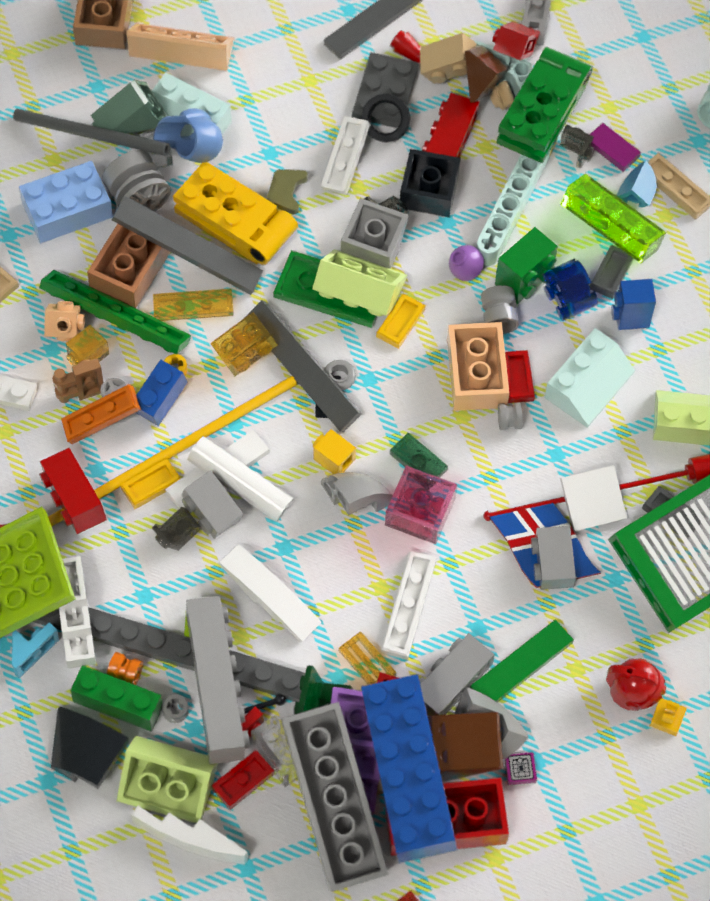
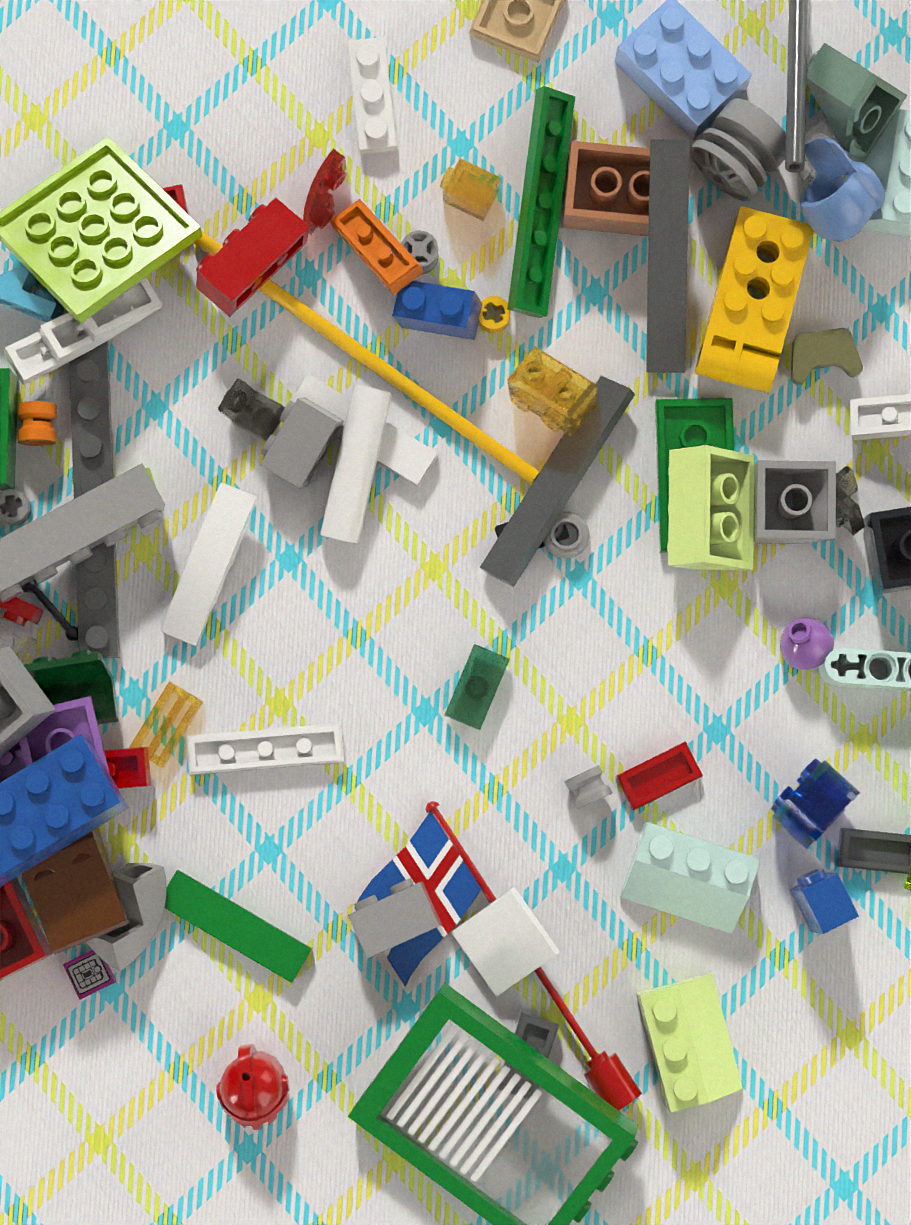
camera: 70 degrees right, 20 degrees up
(47, 438) = (319, 202): none -> clear red slope
(63, 320) = (497, 140): light nougat brick -> none
(82, 382) = (414, 202): medium nougat plate -> none
(150, 483) = (312, 351): yellow tile -> none
(193, 304) = (597, 300): clear yellow tile -> none
(333, 452) = (442, 570): yellow brick -> none
(356, 491) = (394, 622): light grey brick -> none
(400, 321) = (683, 587): yellow tile -> none
(420, 504) = (403, 714): clear pink brick -> none
(452, 675) = (177, 841): light grey brick -> none
(477, 366) = (643, 716): light nougat brick -> none
(500, 307) = (746, 716): light grey wheel -> none
(525, 263) = (826, 730): green brick -> none
(668, 716) = (230, 1143): yellow tile -> none

